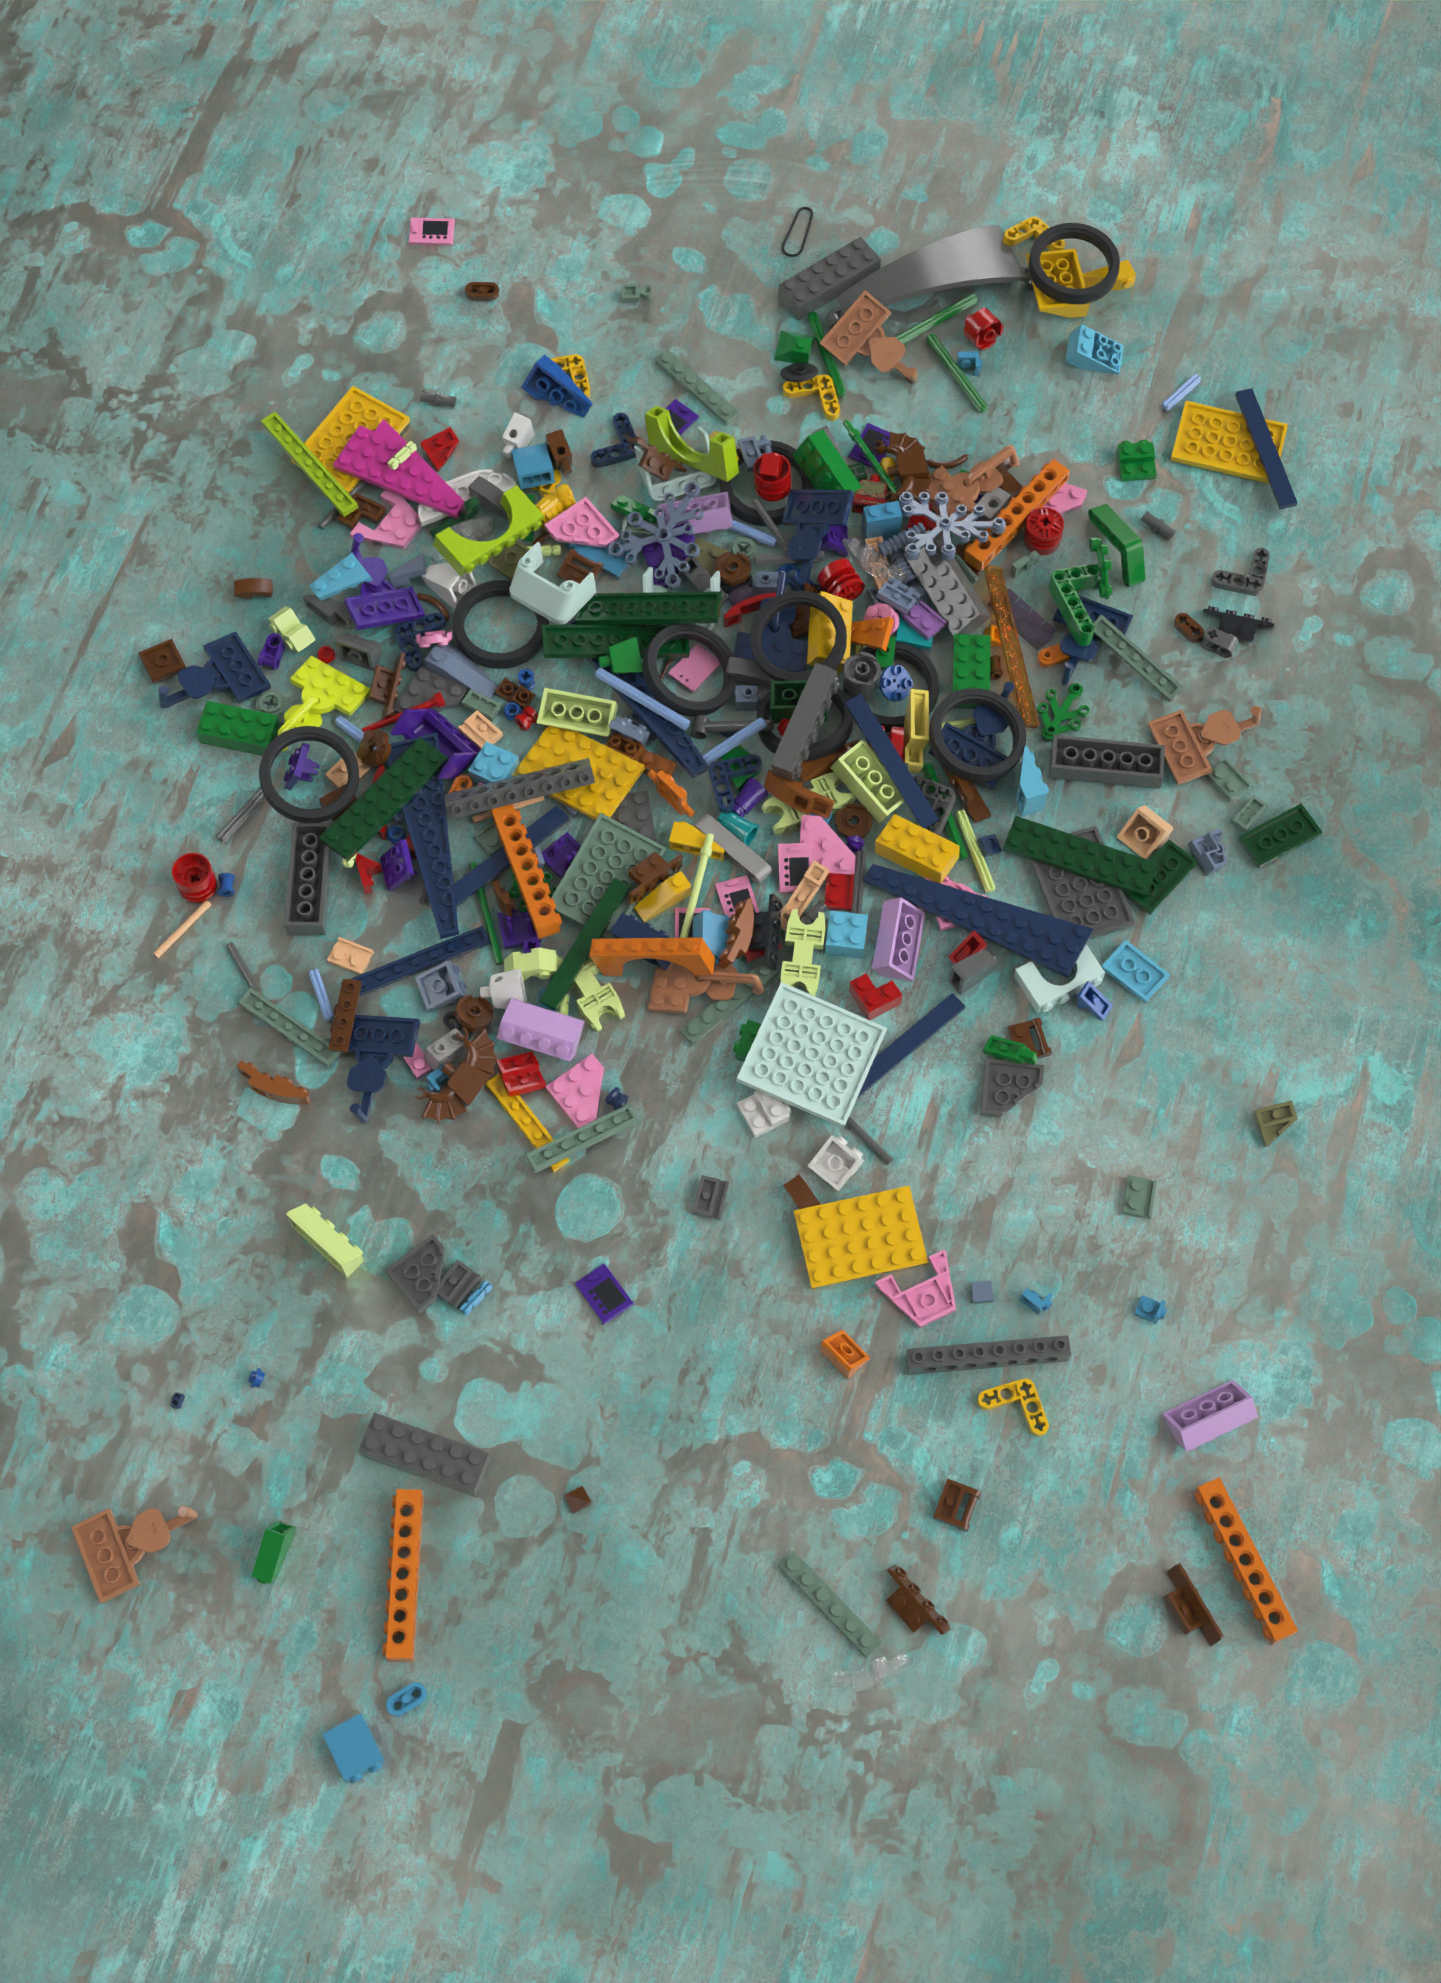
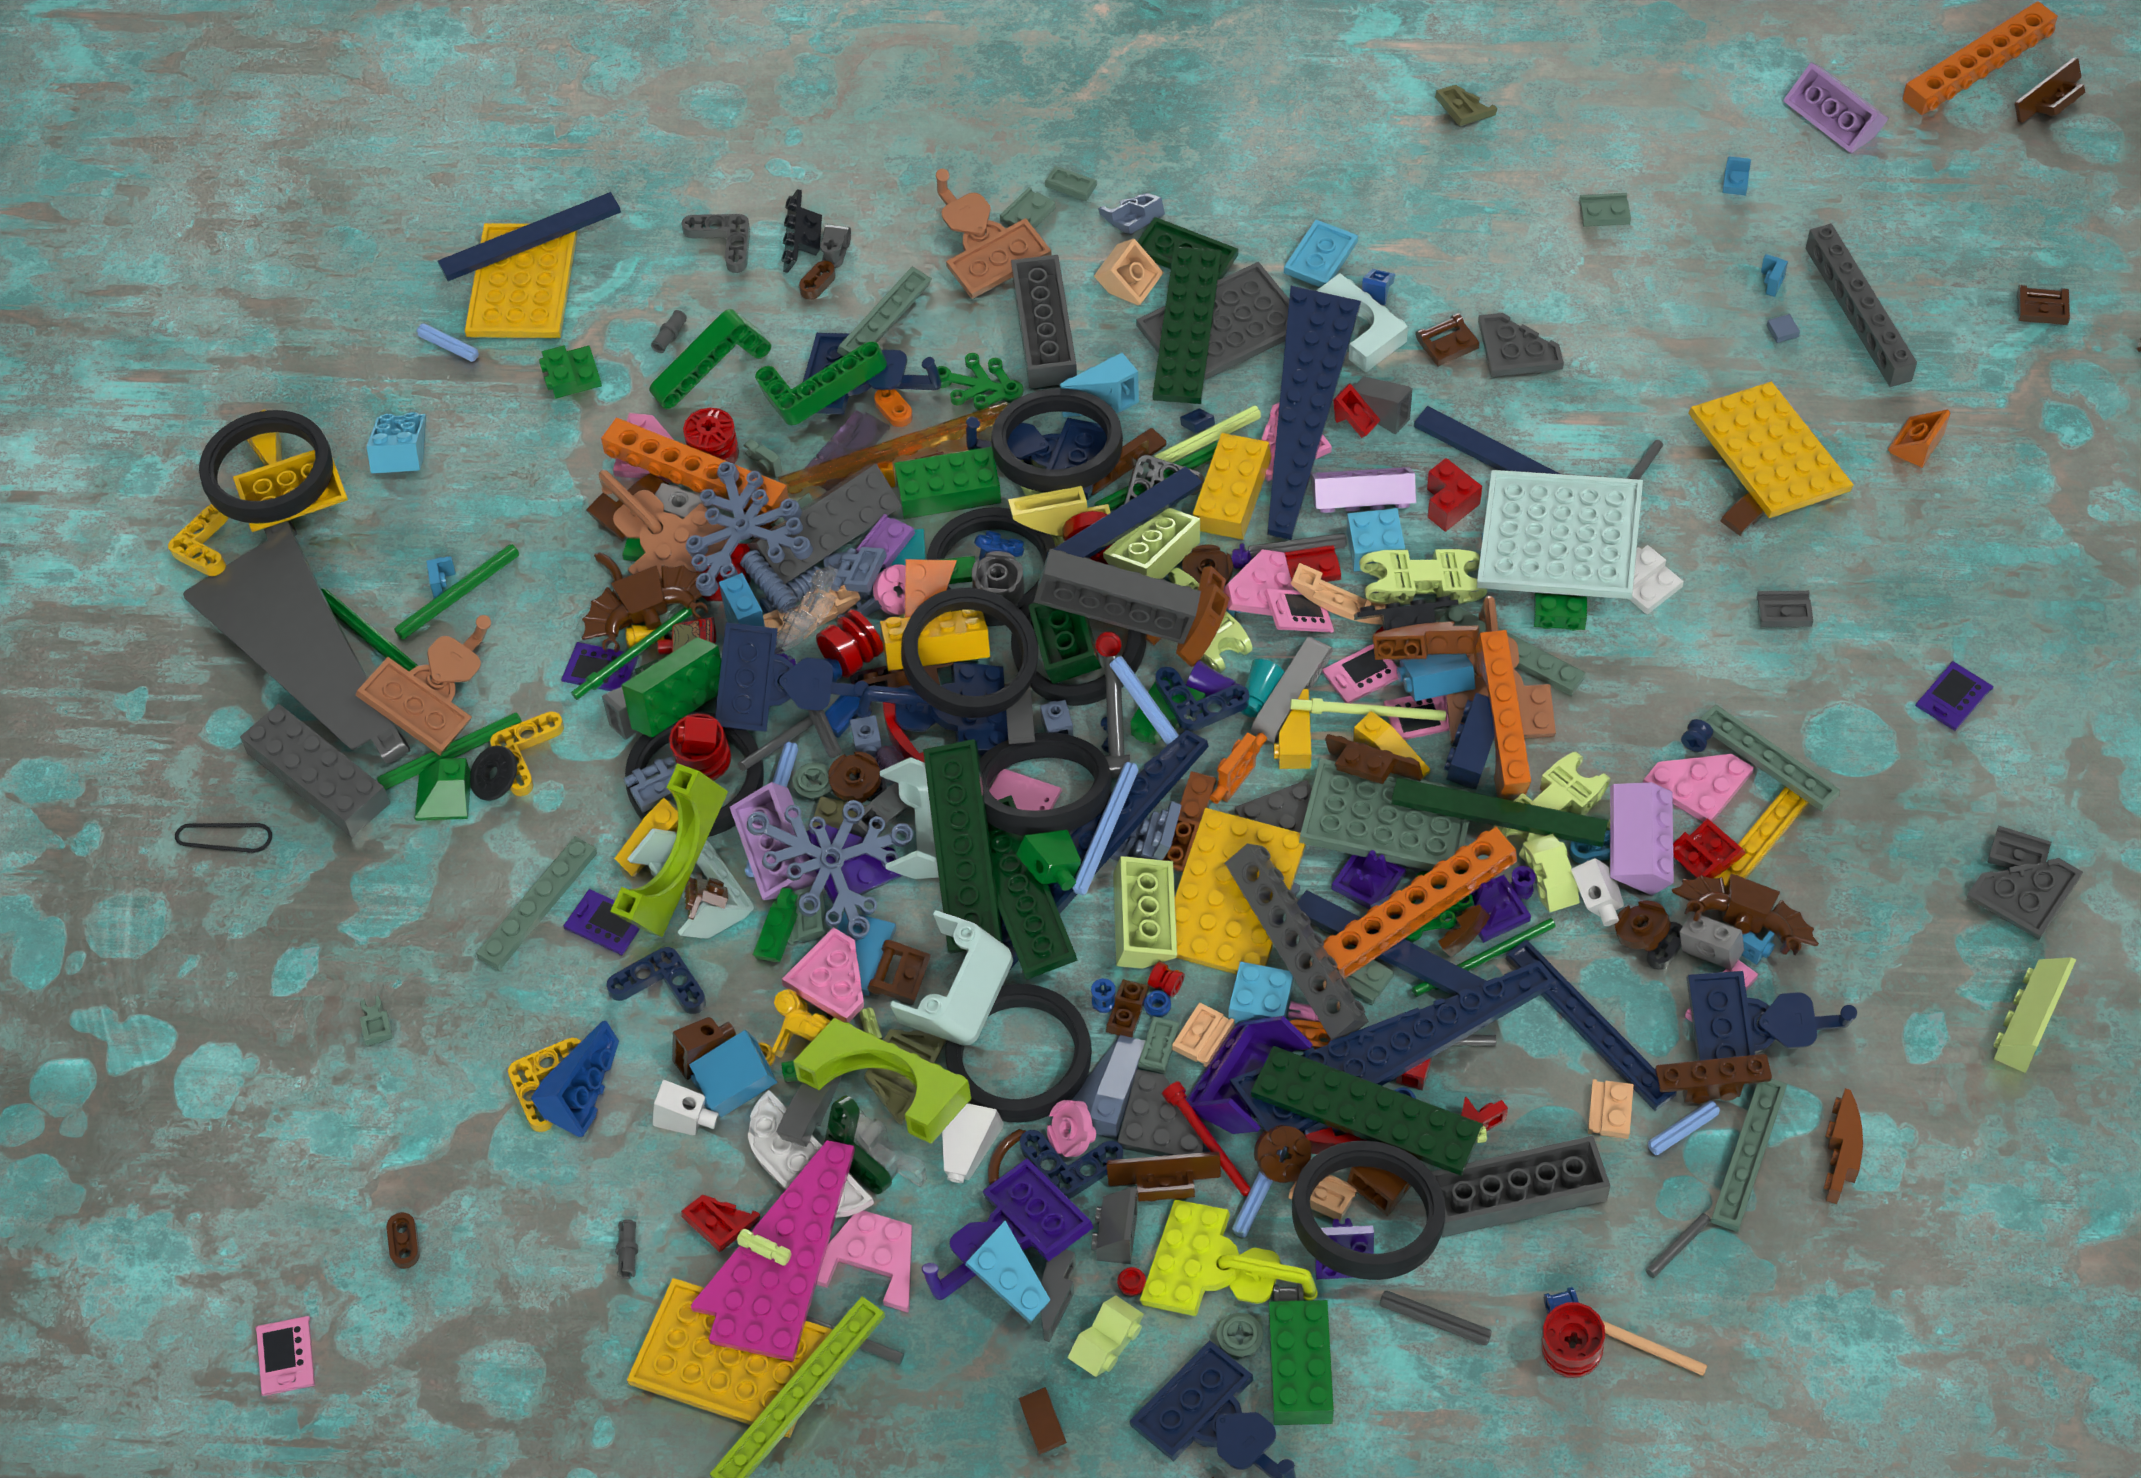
camera: 100 degrees left, 10 degrees down
(270, 654) = (1154, 1356): dark purple piece -> none
(366, 508) = (860, 1283): reddish brown plate -> none
(397, 865) = (1458, 1075): dark purple plate -> none
(413, 568) = (954, 1199): sand blue slope -> none
(441, 985) = (1617, 976): sand blue plate -> none
(475, 1297) = (2024, 826): dark azure axle -> none
(809, 917) = (1354, 581): dark grey pin -> none
(836, 1161) = (1685, 489): white plate -> none
(927, 1300) = (1816, 372): bright pink wing -> none
(982, 328) = (383, 564): red brick -> none
(1009, 1050) = (1474, 349): green hinge -> none
(1018, 1395) = (1893, 271): yellow beam -> none
(1101, 549) = (787, 356): green plant -> none
(1280, 835) = (1092, 151): dark green plate -> none

